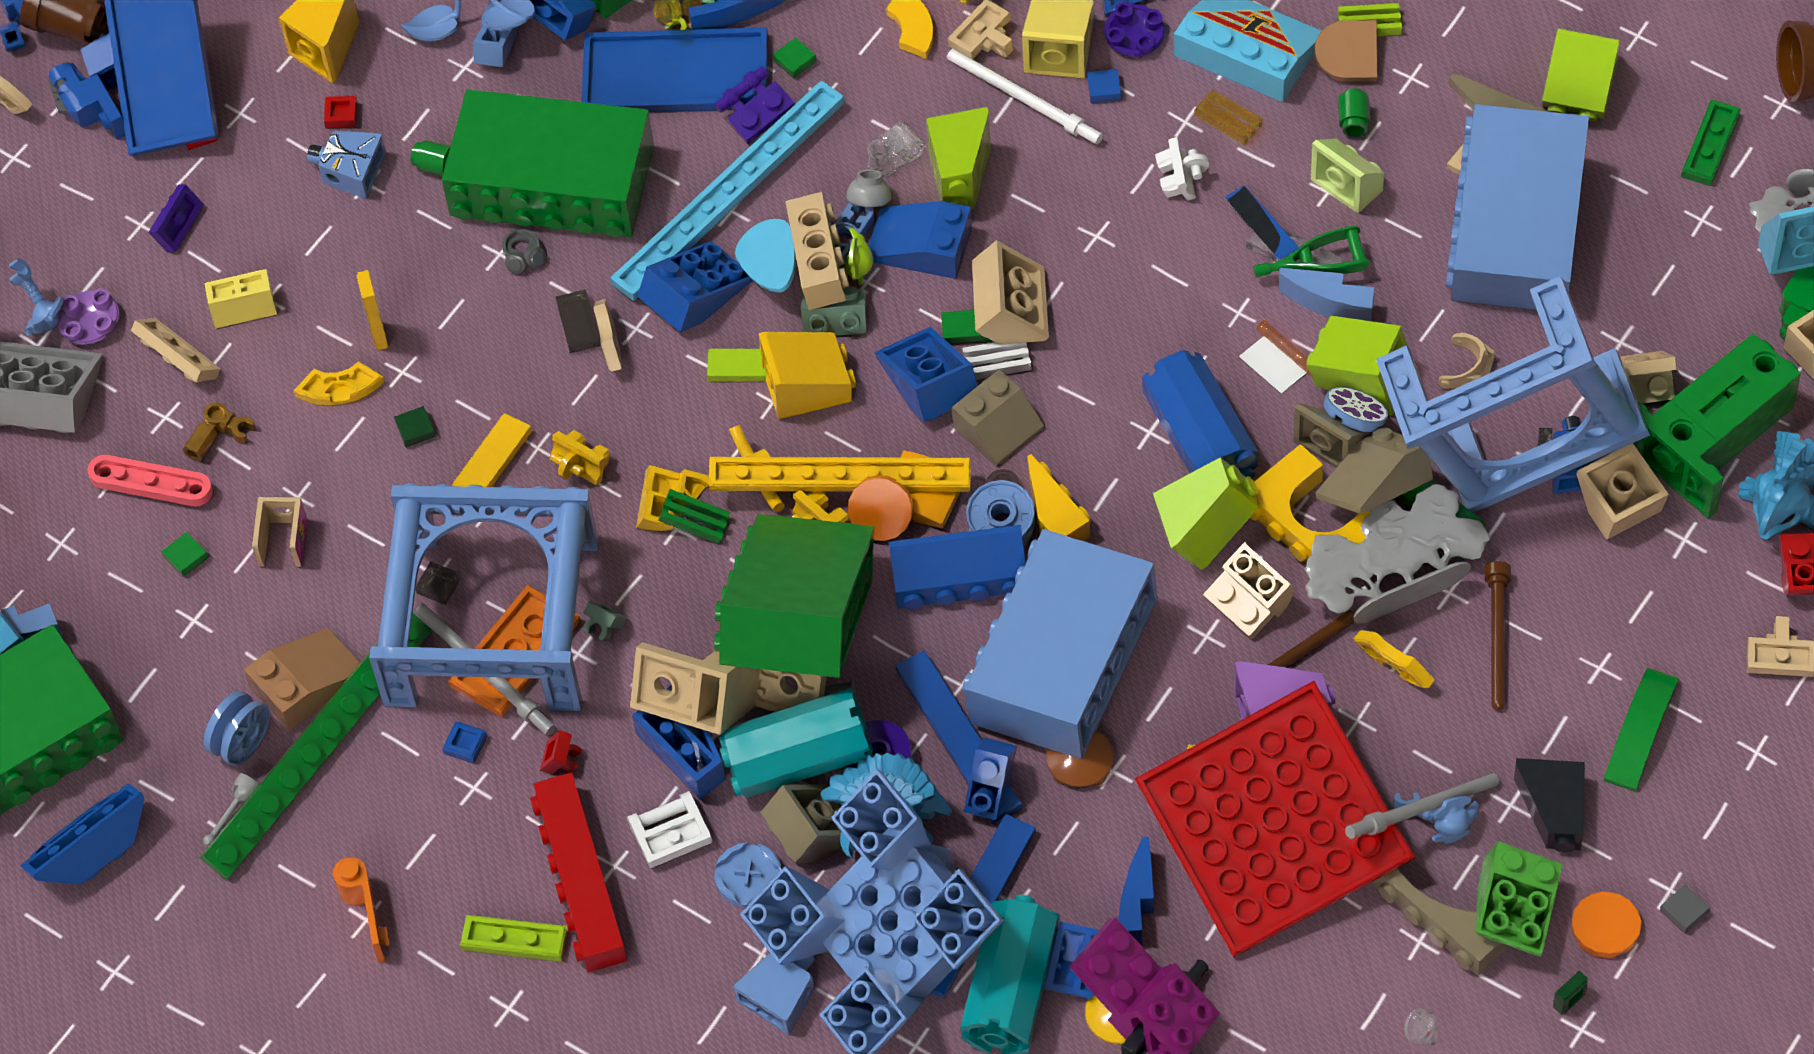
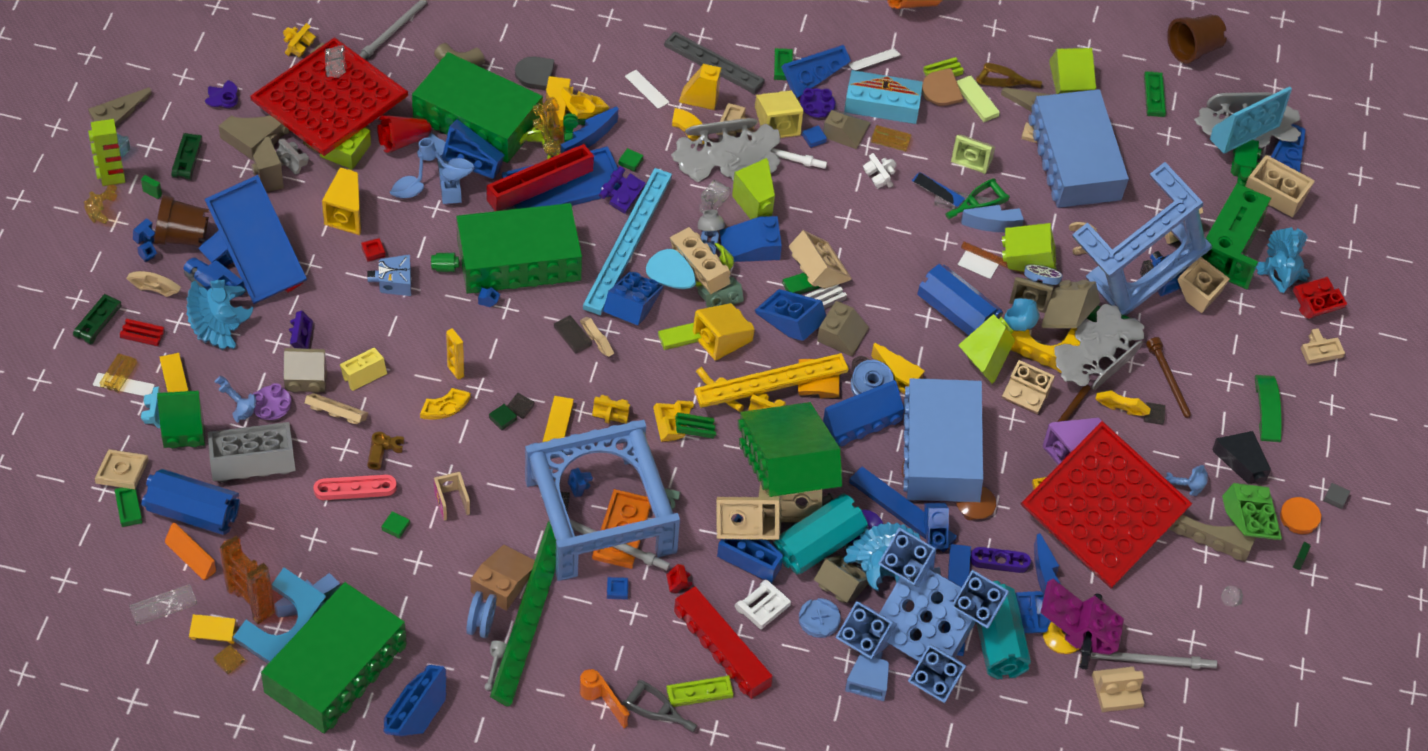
camera: 30 degrees left, 5 degrees down
(58, 157) = (213, 315): none -> dark azure piece
(151, 280) = (305, 370): none -> slope
(442, 956) = (662, 714): none -> dark grey piece
(449, 415) = (520, 405): none -> clear smoke tile
(474, 230) = (488, 297): none -> blue piece
(480, 560) = (579, 481): none -> blue tile
(516, 261) = (520, 308): dark grey piece -> none
(630, 56) = (540, 178): none -> red brick
(882, 504) = (803, 389): orange tile -> none
(951, 83) = (730, 153): none -> light grey plant
(1100, 862) = (1007, 554): none -> dark purple beam
(1159, 82) = (845, 128): none -> dark tan slope
(1281, 471) = (1022, 315): none -> dark azure hair
(1354, 112) = (960, 119): green brick -> none
(1378, 821) = (1170, 487): light grey bar -> none
(1402, 82) = (977, 99): none -> yellowish green tile
(1444, 689) = (1156, 415): none -> clear smoke tile
(1470, 58) = (1012, 80): none -> pearl gold piece

